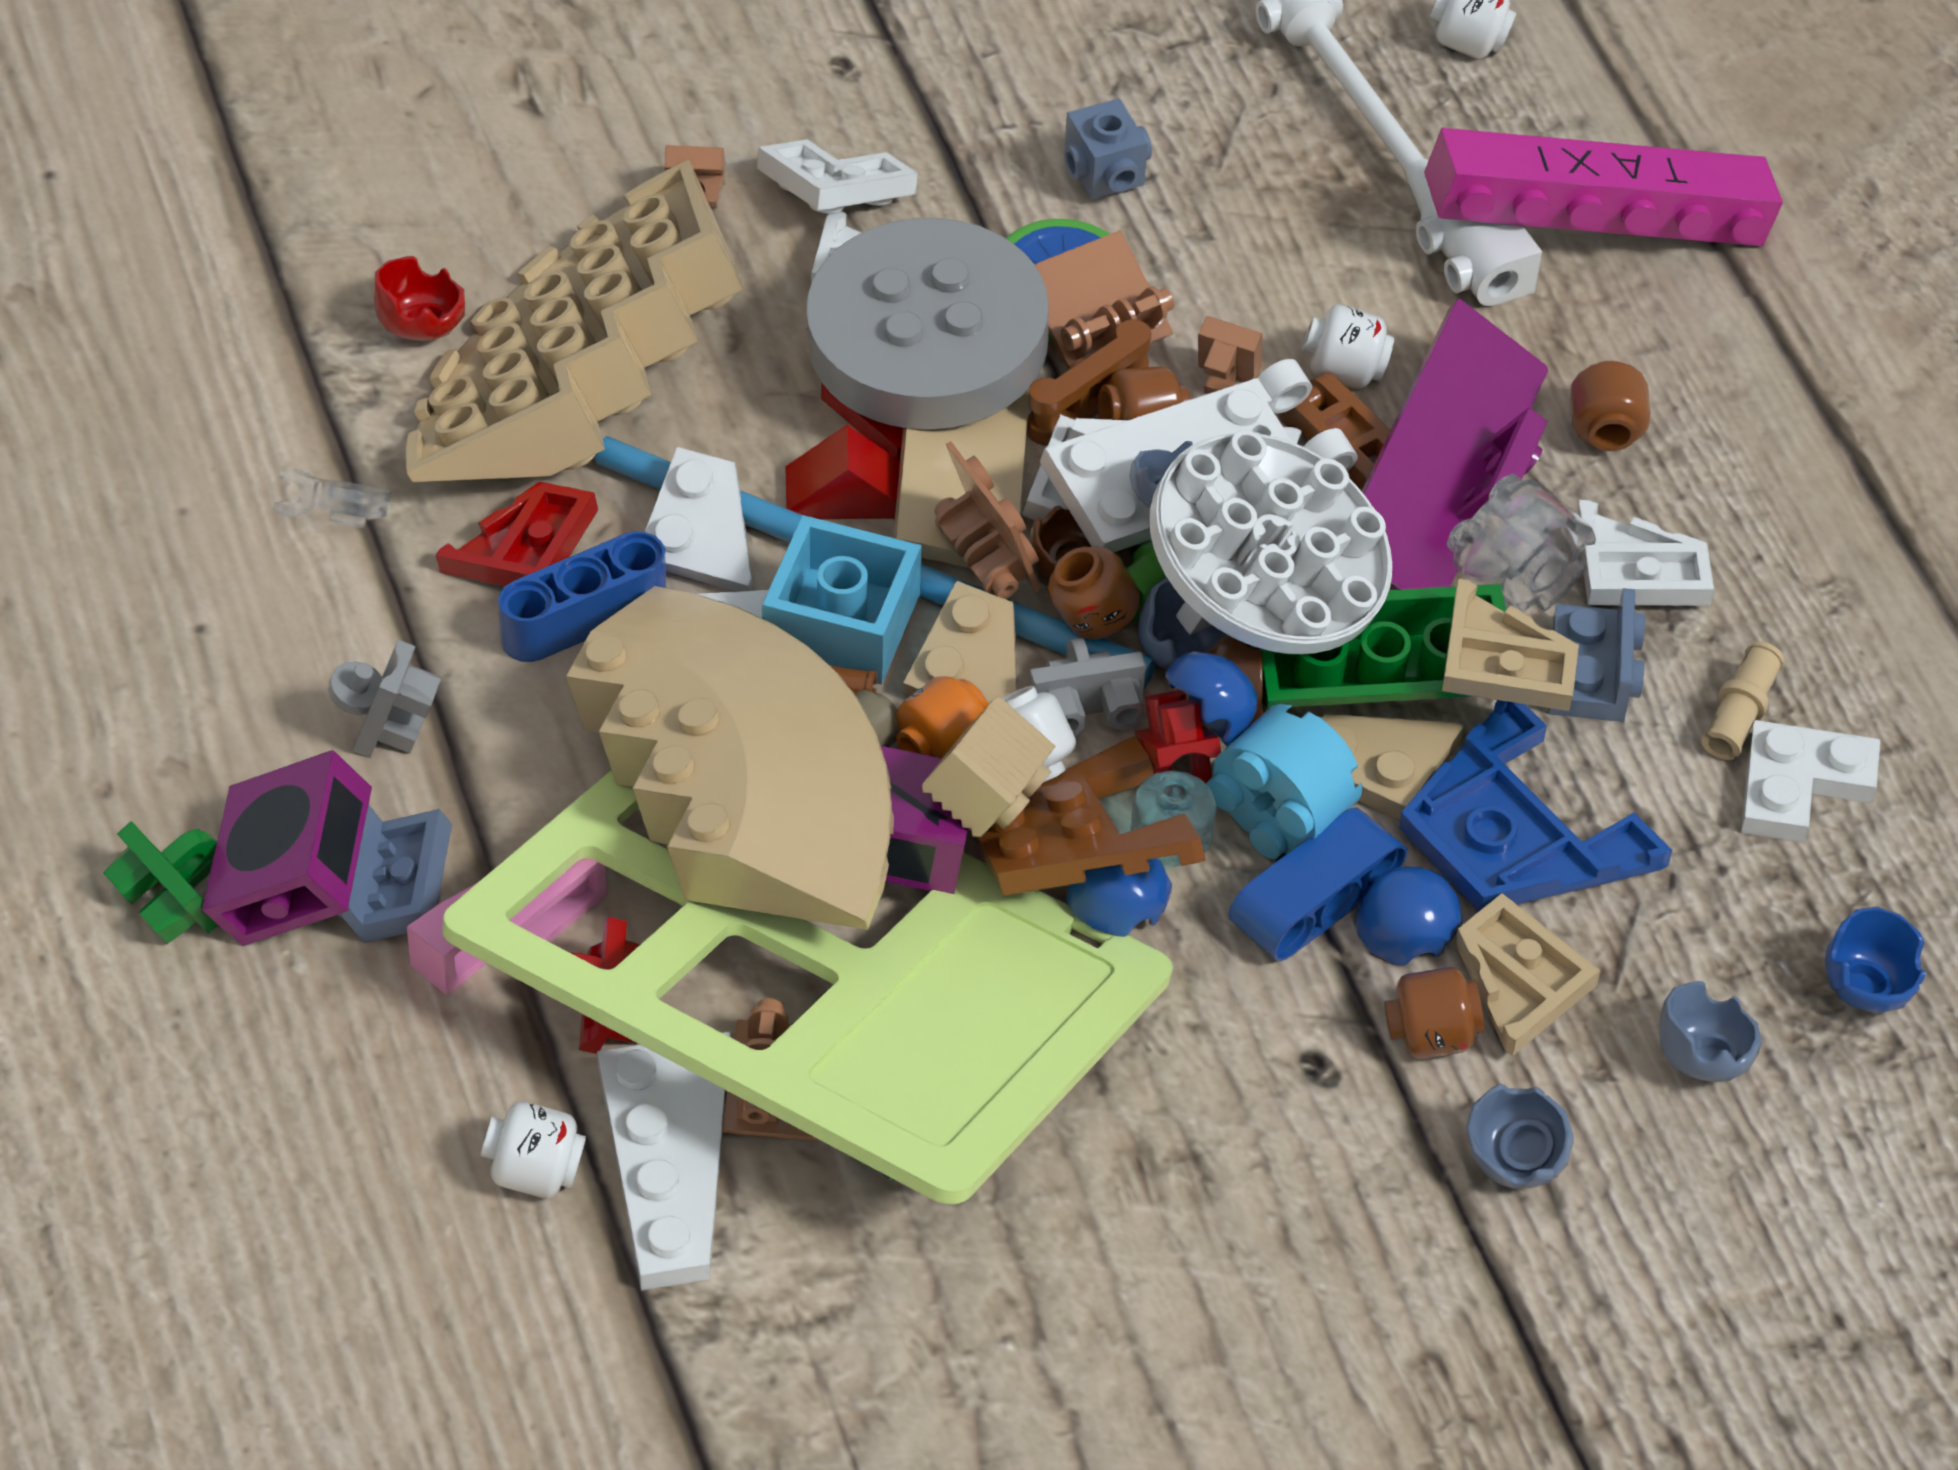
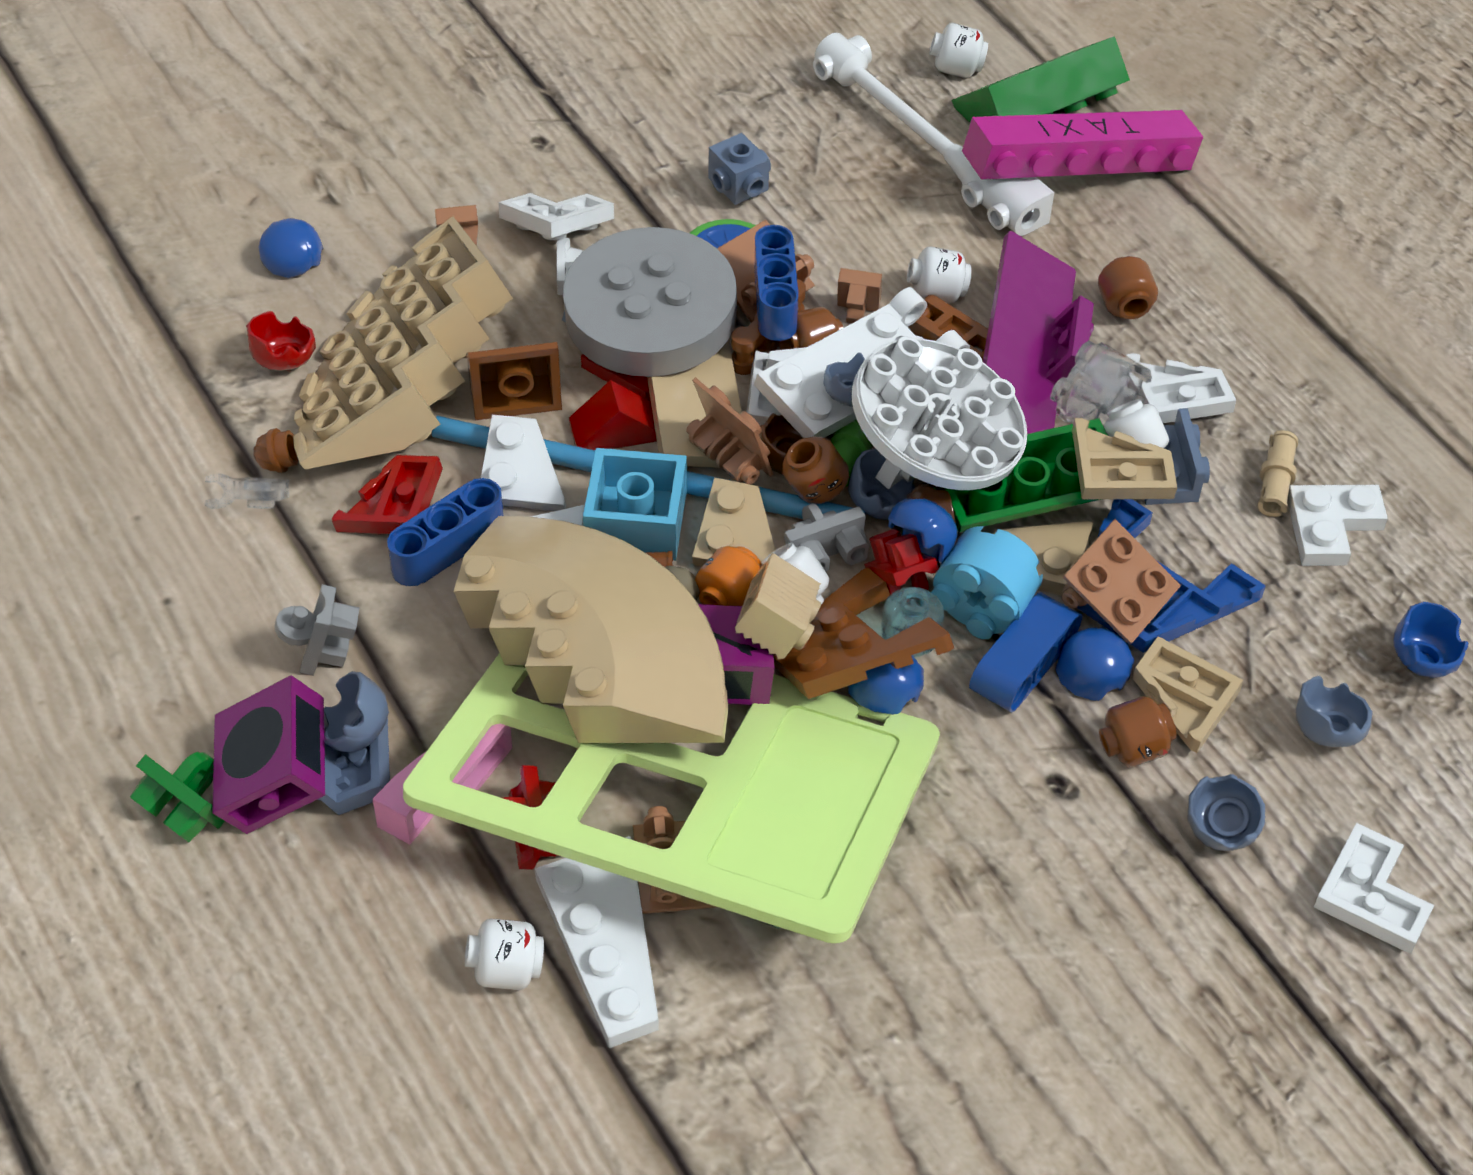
camera: 10 degrees left, 0 degrees up
(381, 450) = (276, 450): none -> dark orange plate
(410, 817) = (357, 716): none -> sand blue hair
(460, 168) = (290, 247): none -> blue hair
(720, 404) = (515, 380): none -> dark orange slope
(1104, 323) = (776, 282): none -> blue beam
(1465, 811) = (1119, 582): none -> nougat hinge
(1553, 602) = (1138, 421): none -> white head
(1587, 92) = (1051, 85): none -> green slope
(1674, 1274) = (1363, 898): none -> white plate

